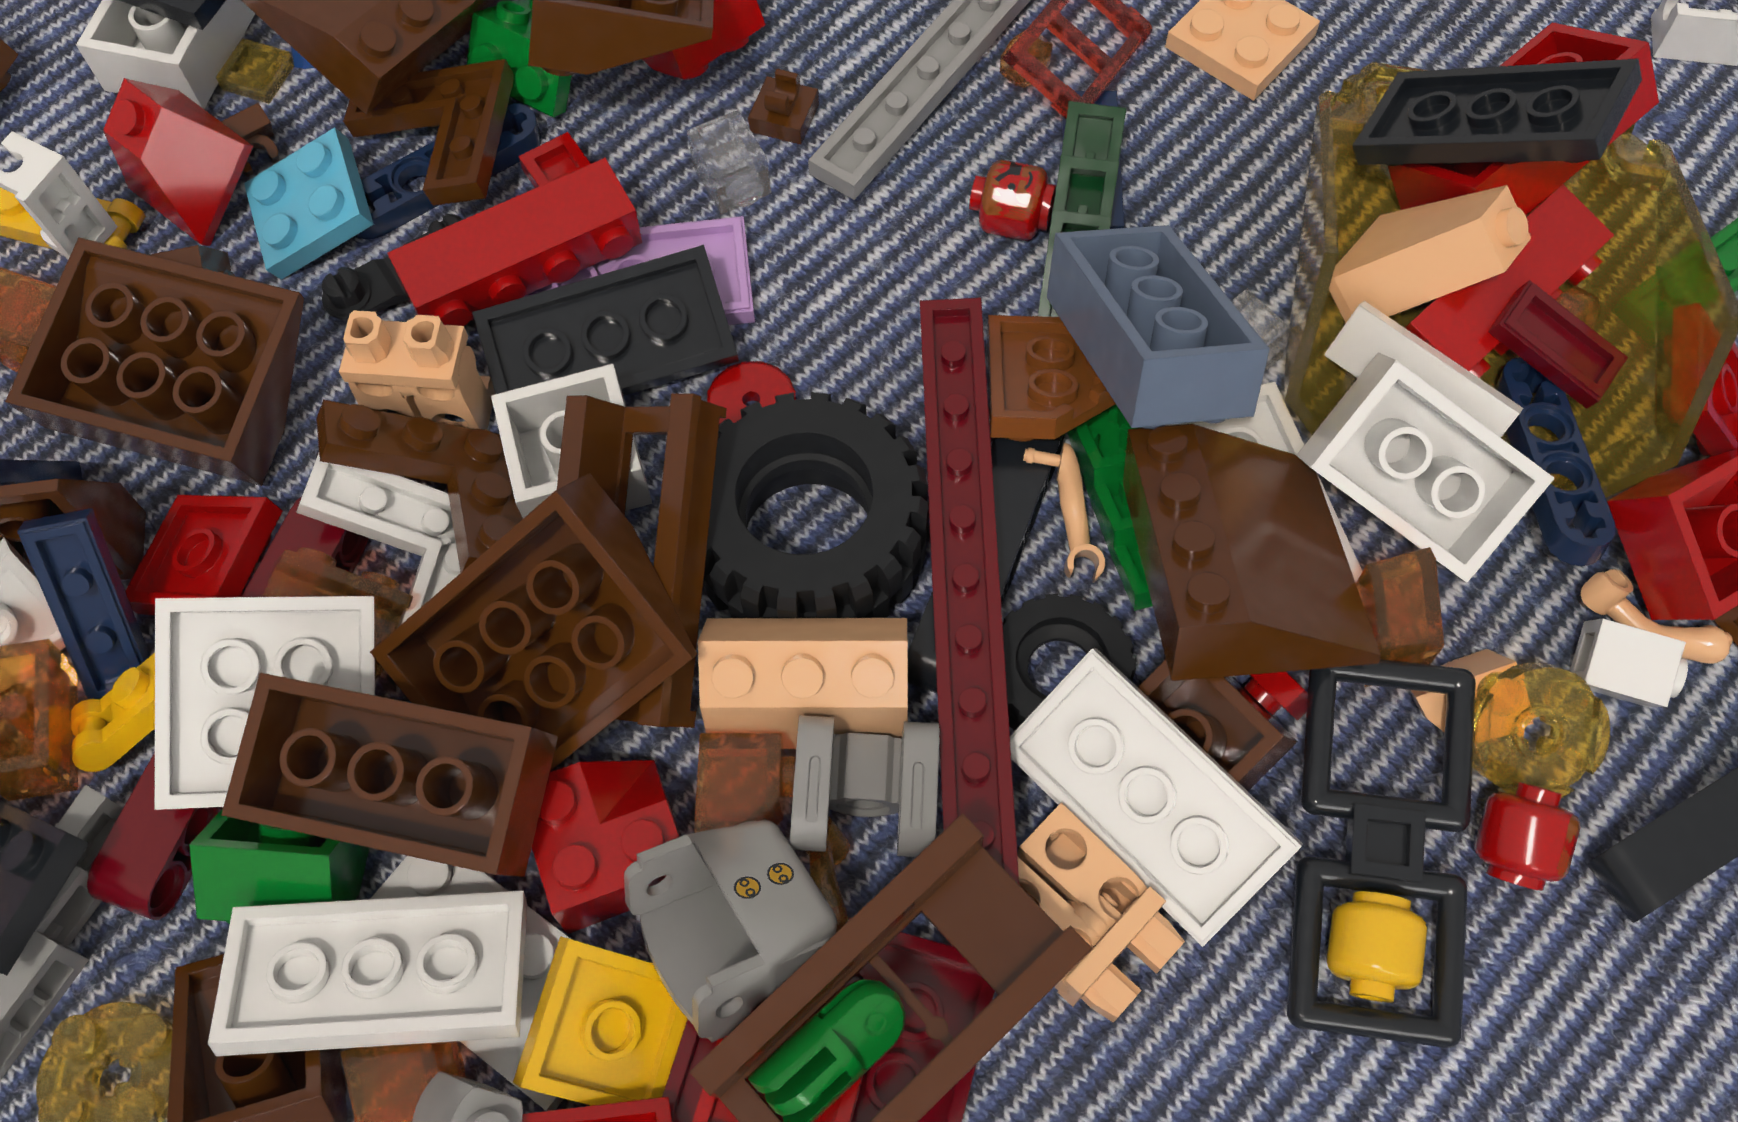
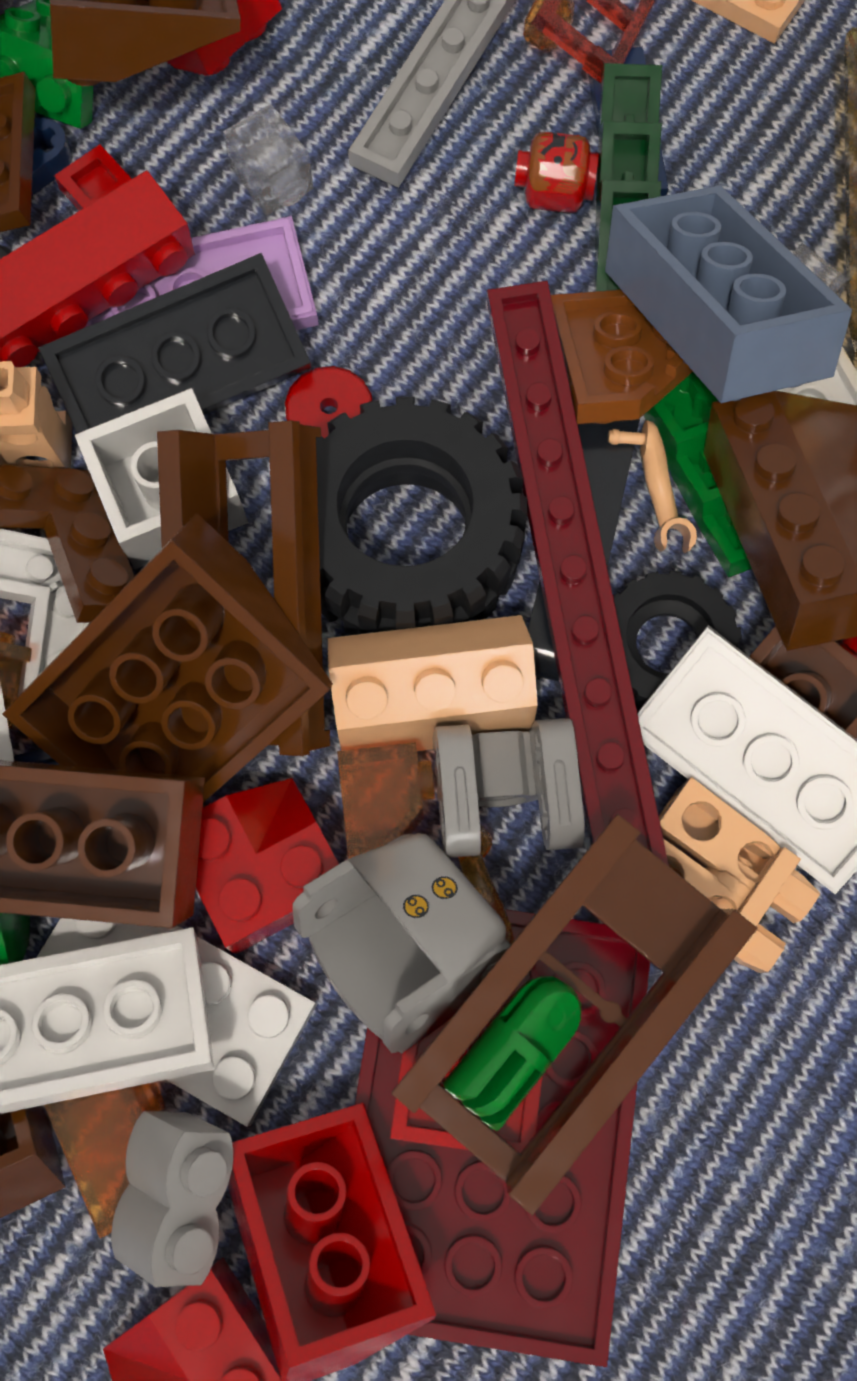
camera: 10 degrees left, 10 degrees up
(600, 1029) = (288, 1049): yellow plate -> none
(784, 108) = (313, 96): reddish brown tile -> none

